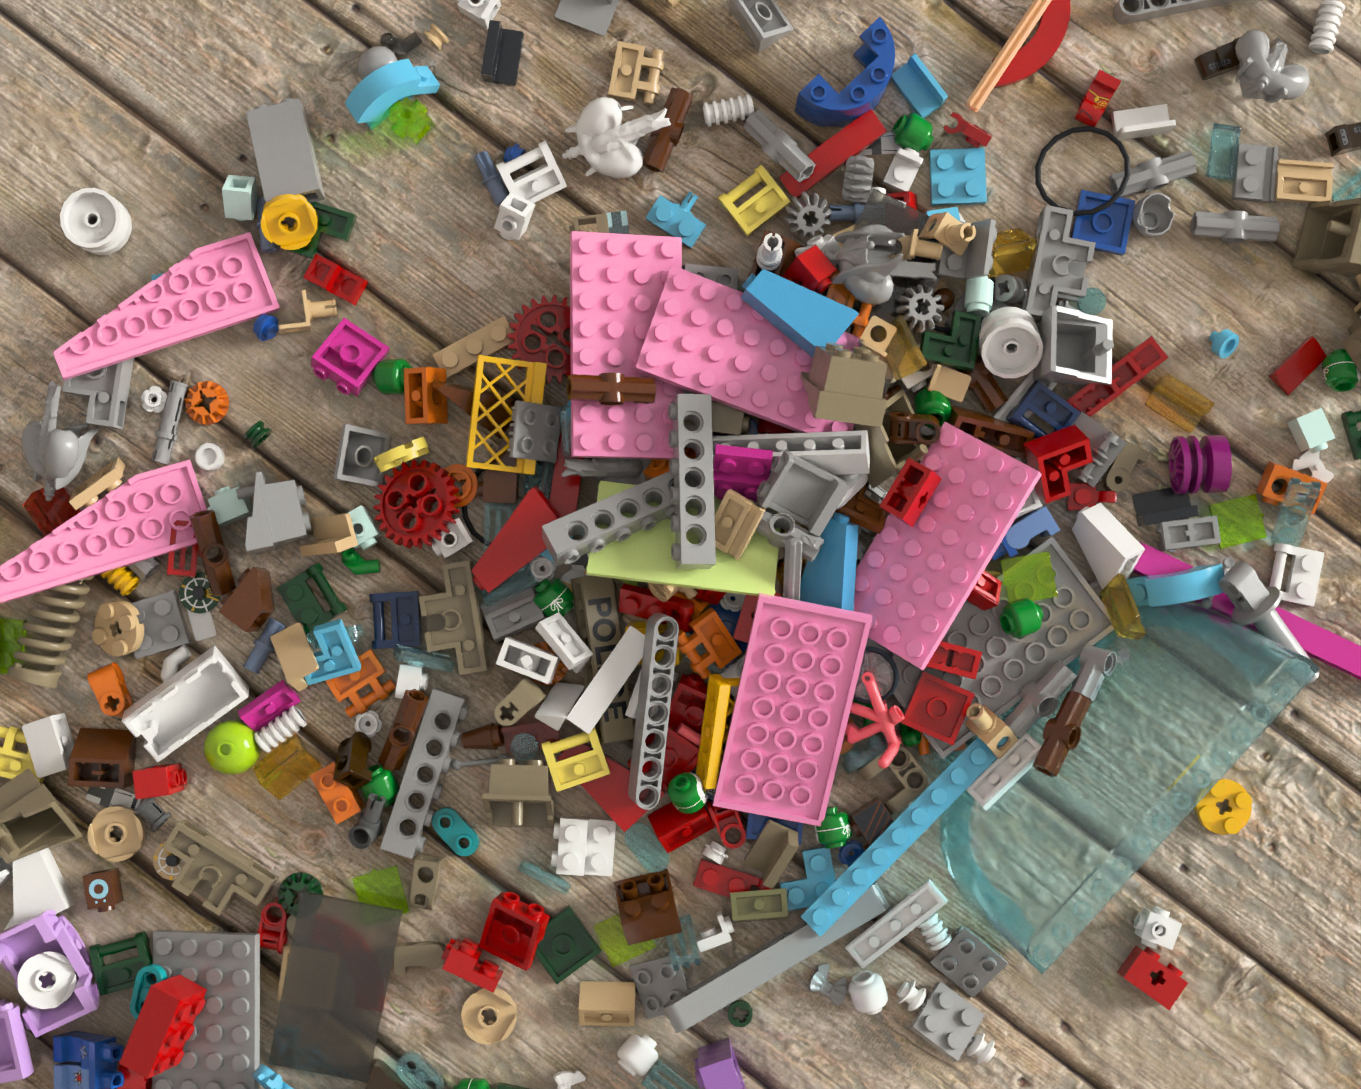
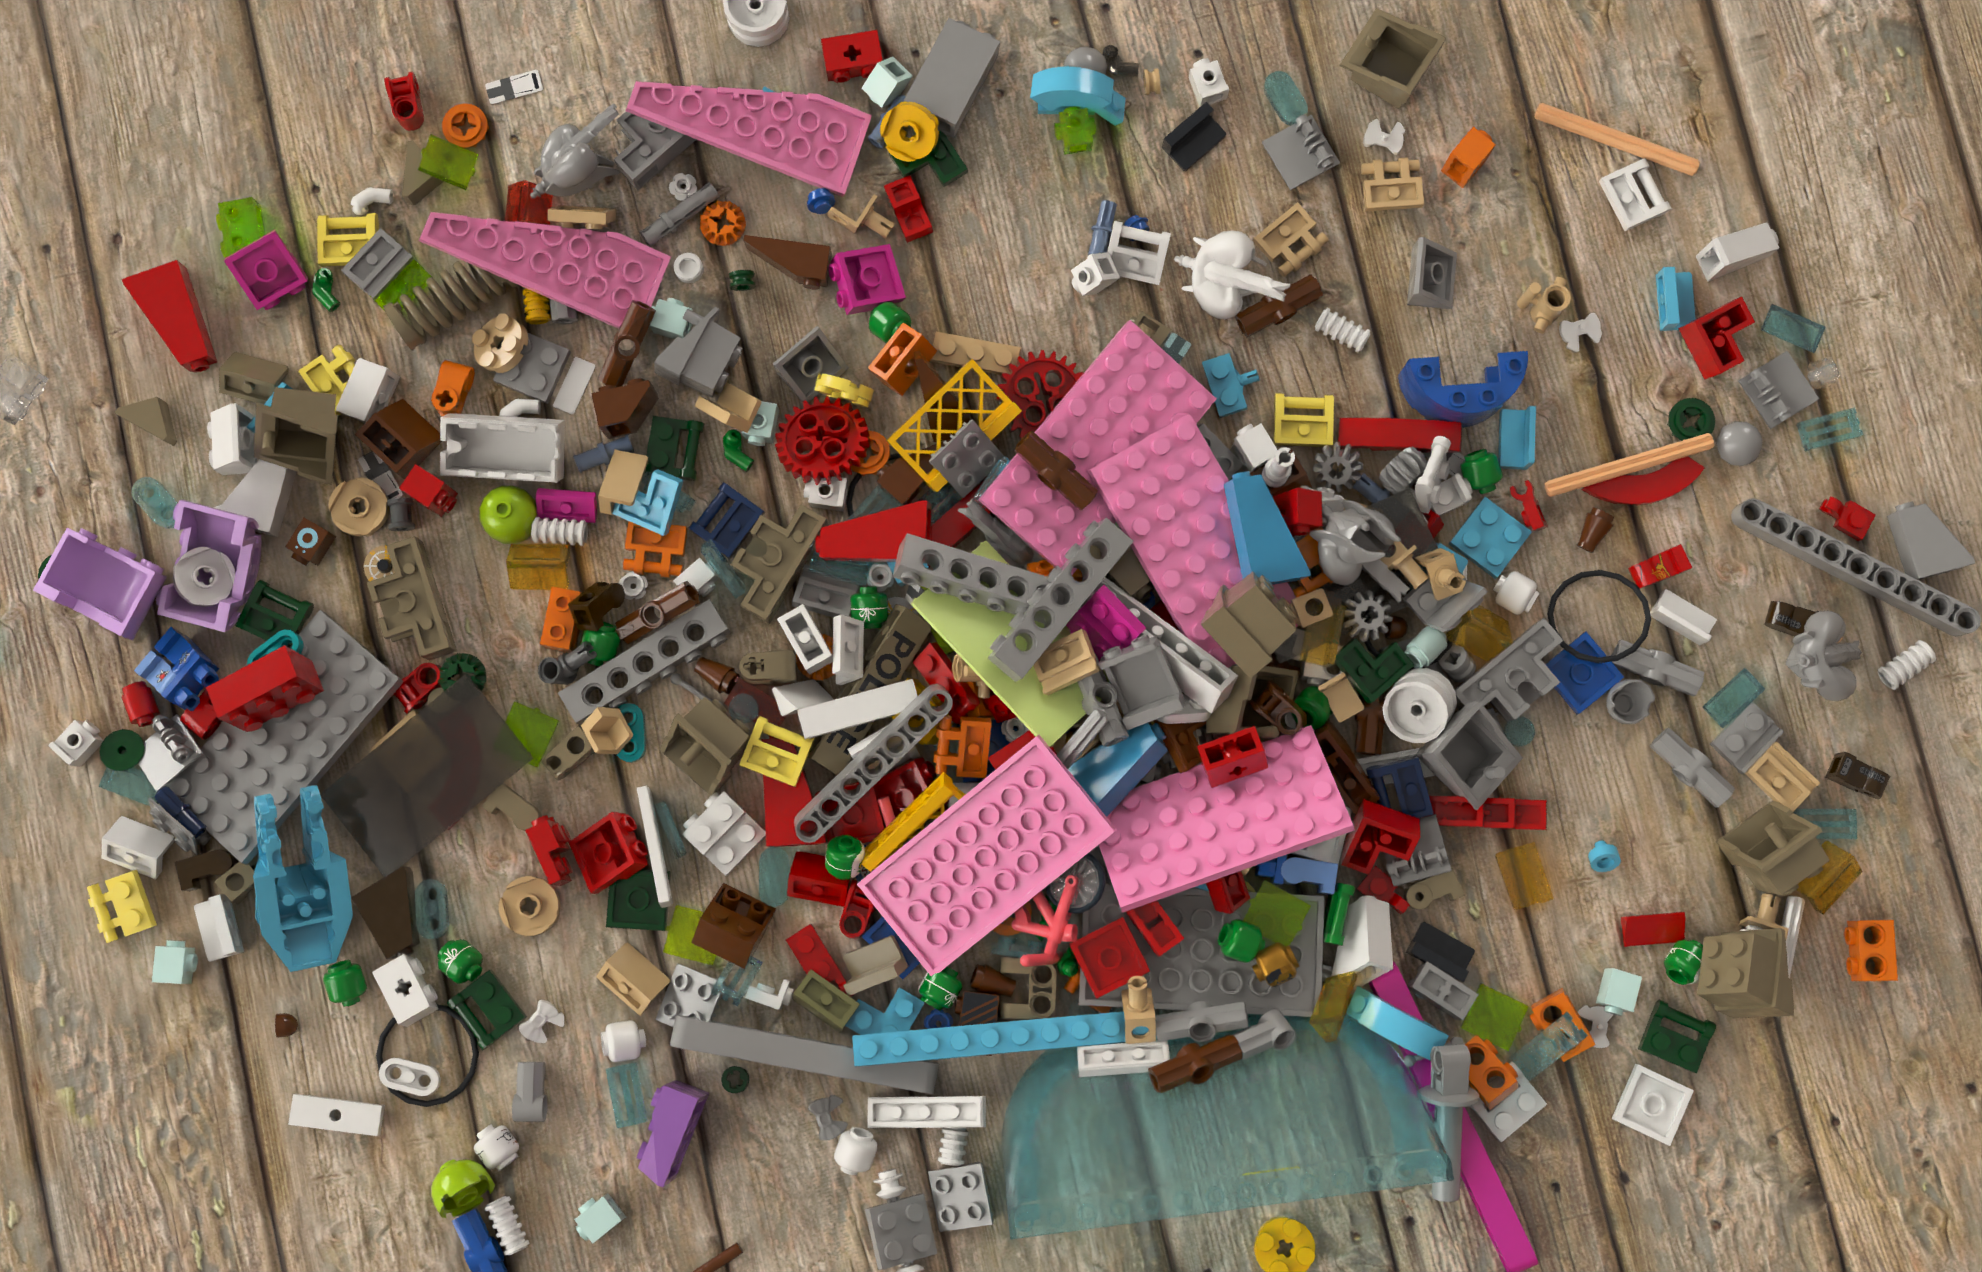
camera: 45 degrees right, 5 degrees down
(180, 572) = (588, 339): red tile -> none
(184, 203) = (840, 48): none -> red brick
(197, 595) = (585, 368): dark green piece -> none
(287, 385) = (798, 260): none -> reddish brown slope
(439, 845) = (607, 730): none -> tan panel
(544, 899) = (655, 846): none -> white tile
(715, 852) = (826, 927): white plate -> none
(737, 251) = (1253, 447): none -> white brick
(779, 146) = (1360, 392): light grey piece -> none
(864, 792) = (990, 981): none -> reddish brown cone
(886, 177) = (1437, 468): none -> white plate
(1009, 202) = (1516, 592): none -> white head
(1027, 108) = (1595, 528): none -> reddish brown cone
(1060, 614) = (1276, 964): none -> pearl gold head
(1071, 543) = (1336, 913): none -> green plate
(1200, 464) = (1504, 943): magenta wheel -> none
(1265, 560) = (1488, 1068): none -> orange brick

